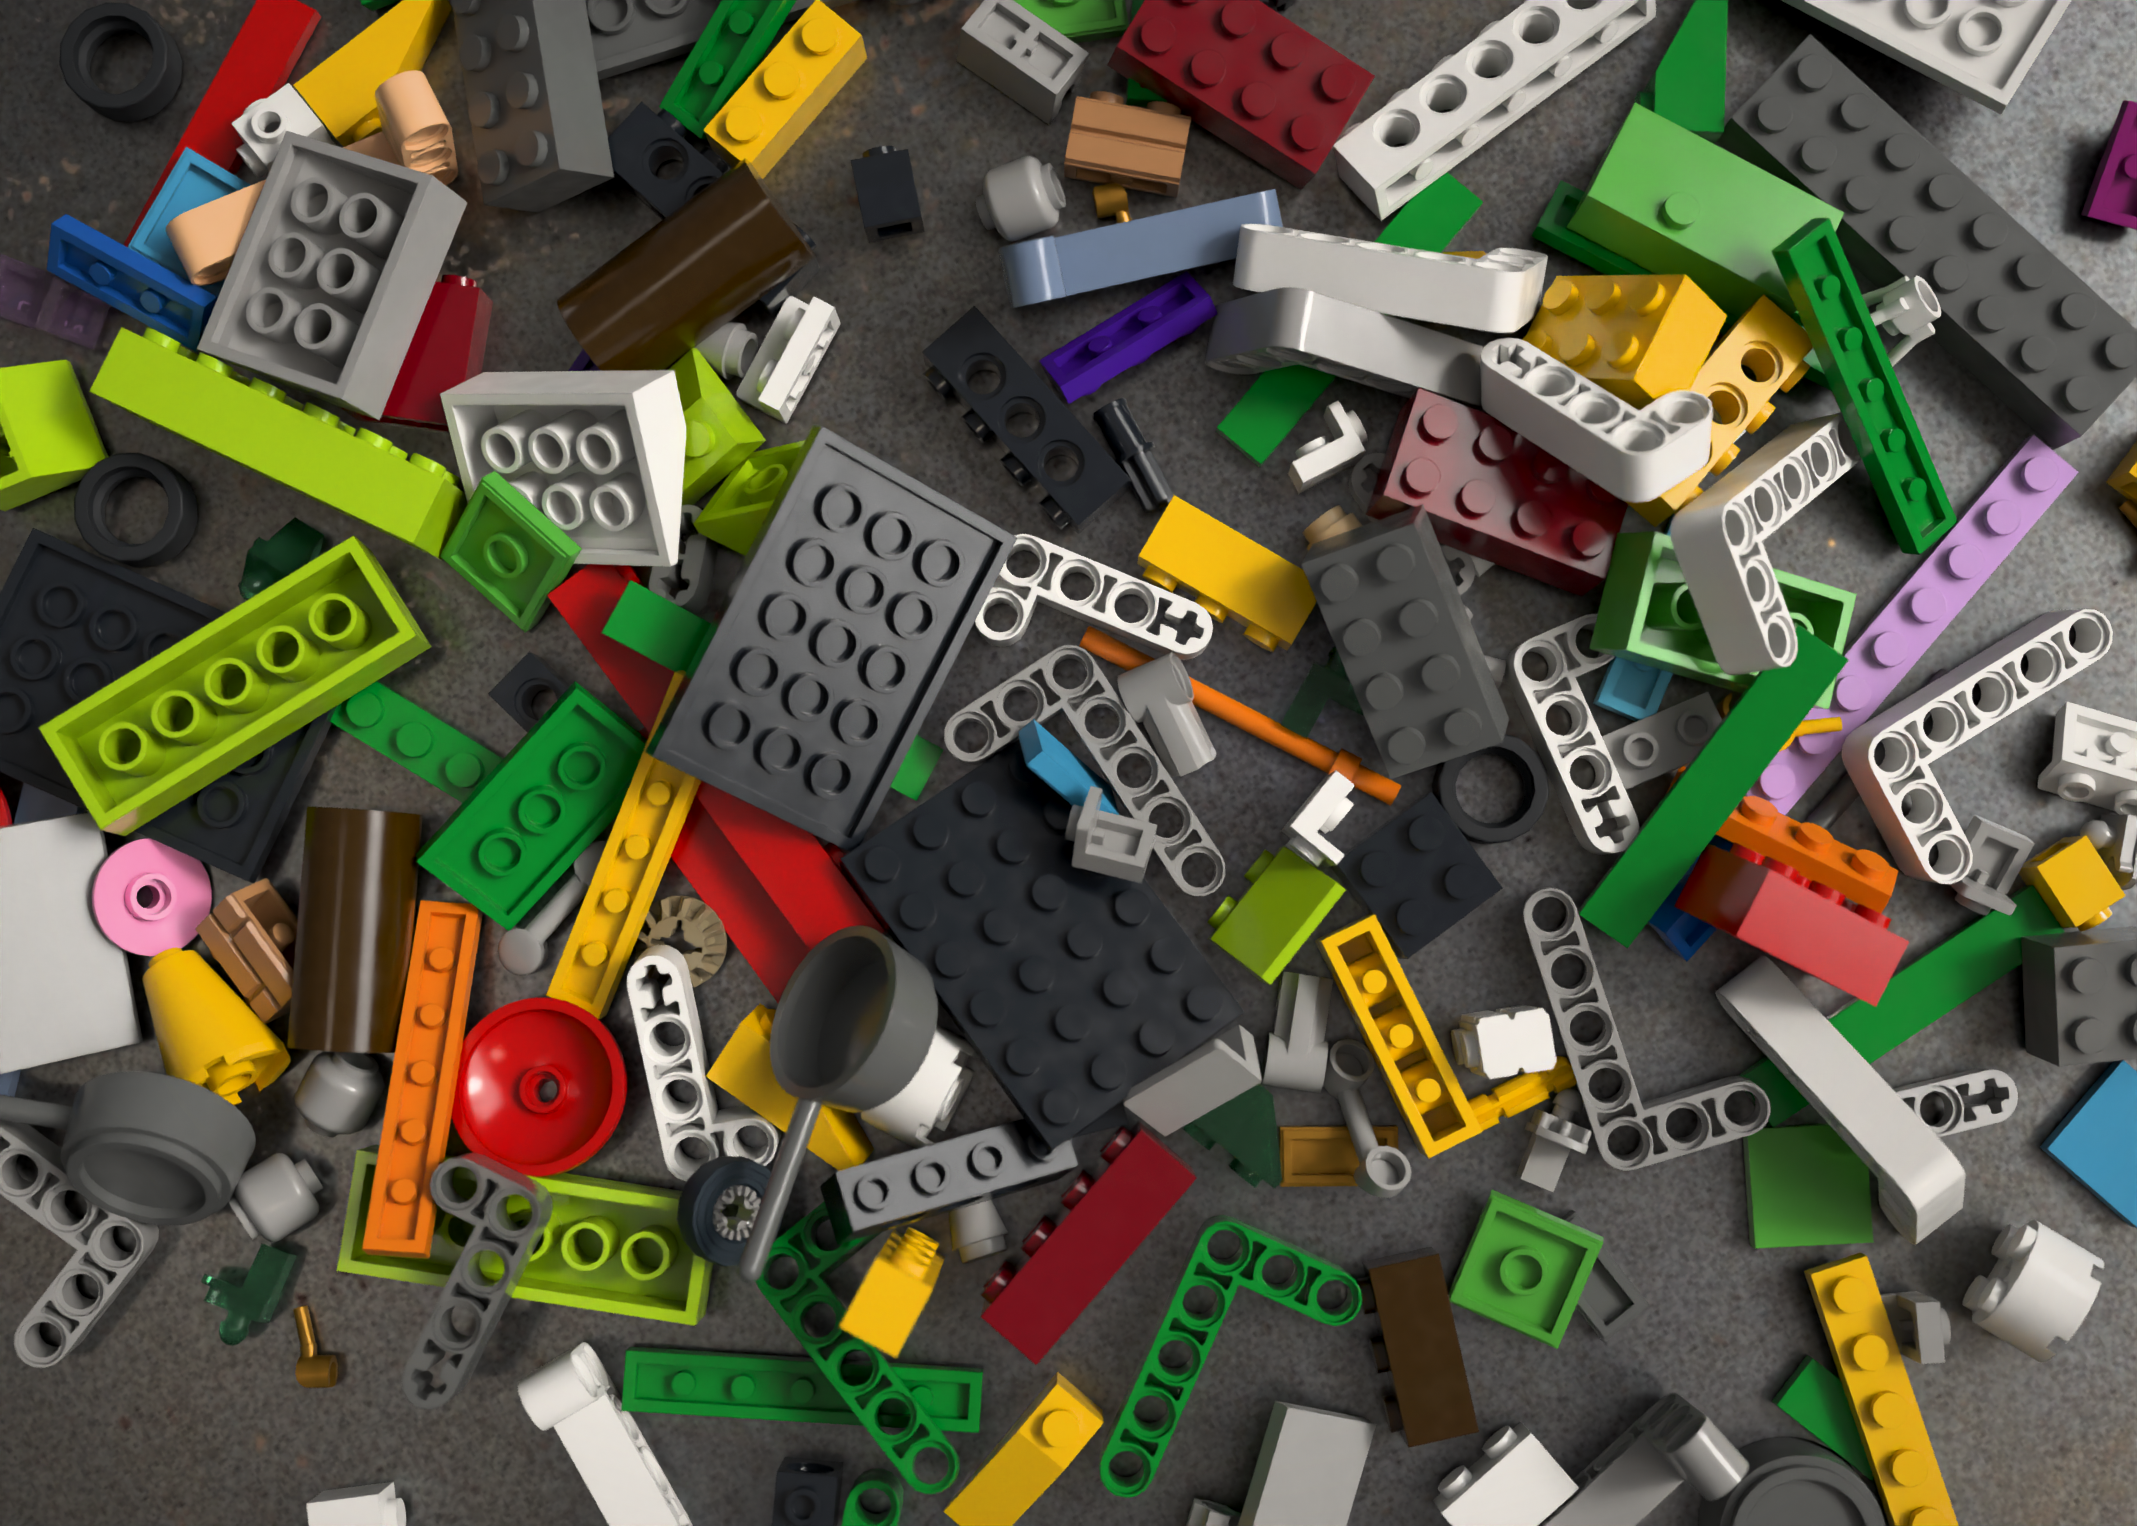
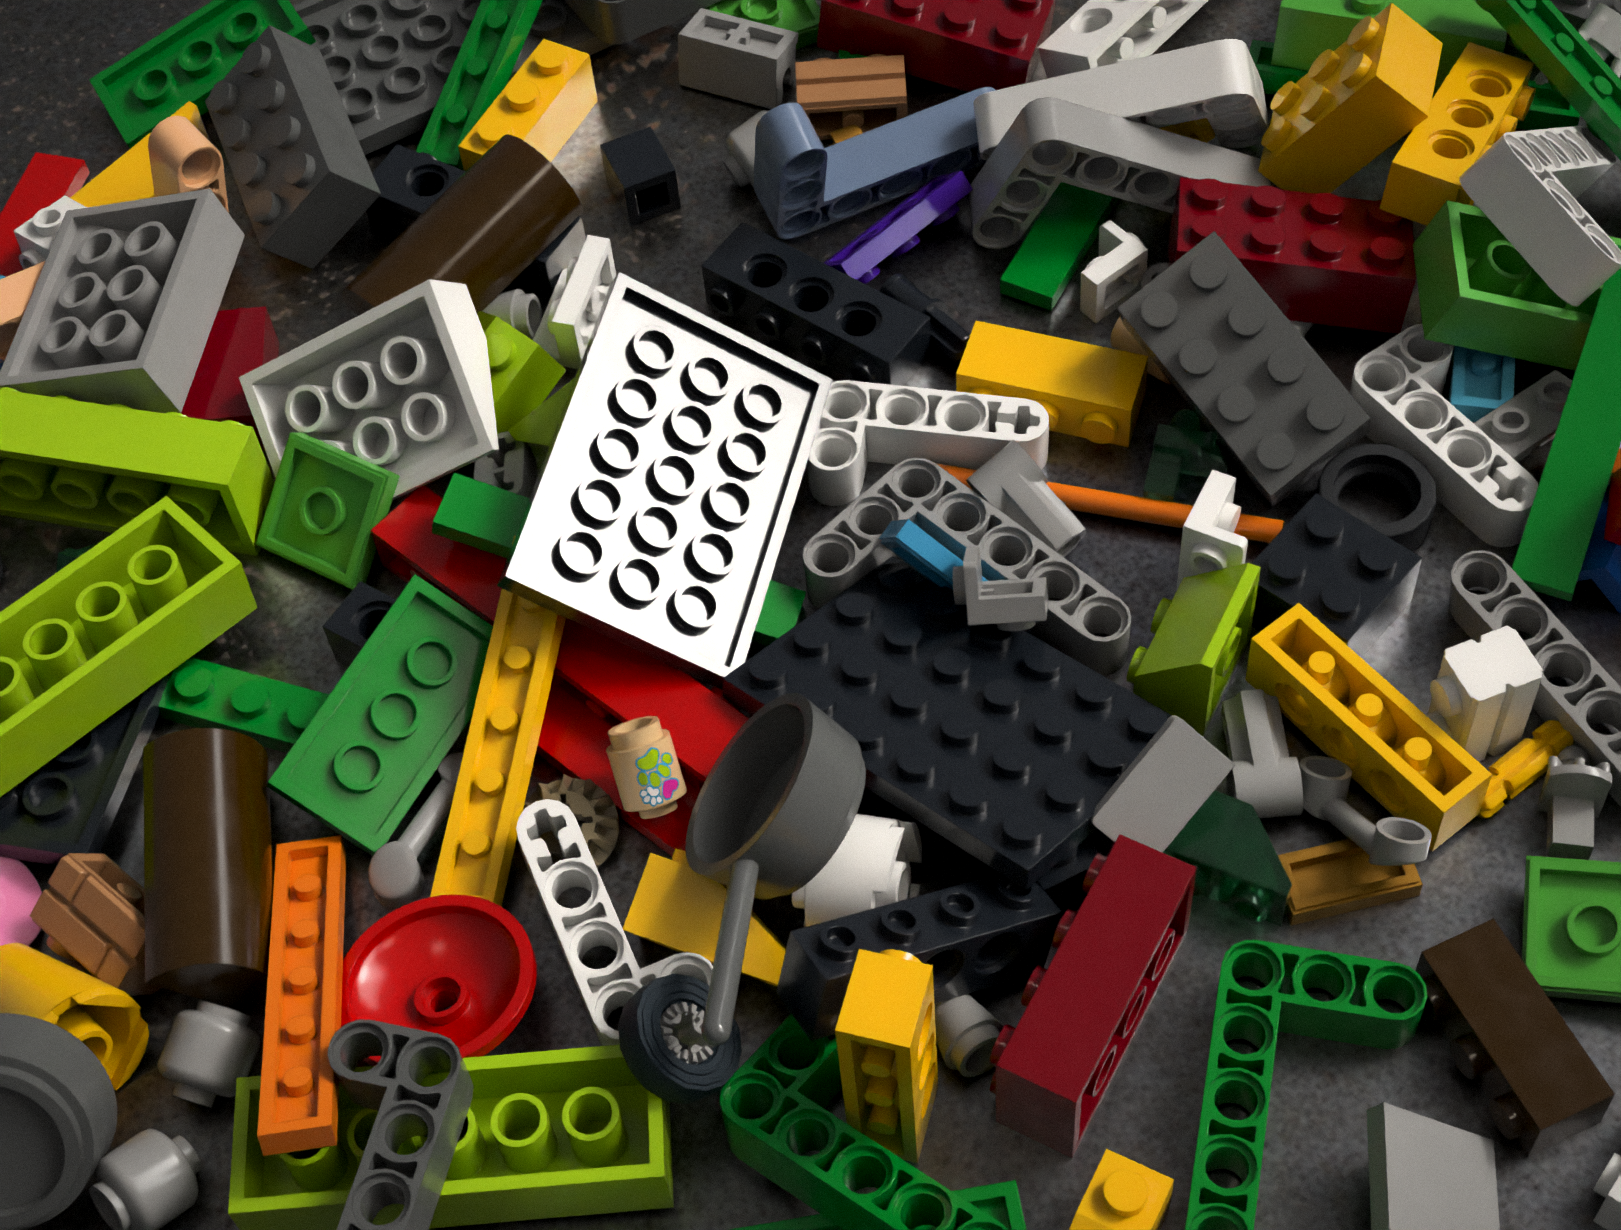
camera: 10 degrees left, 30 degrees down
(754, 926) = (645, 767): none -> tan brick
(1592, 430) = (1353, 135): white beam -> none

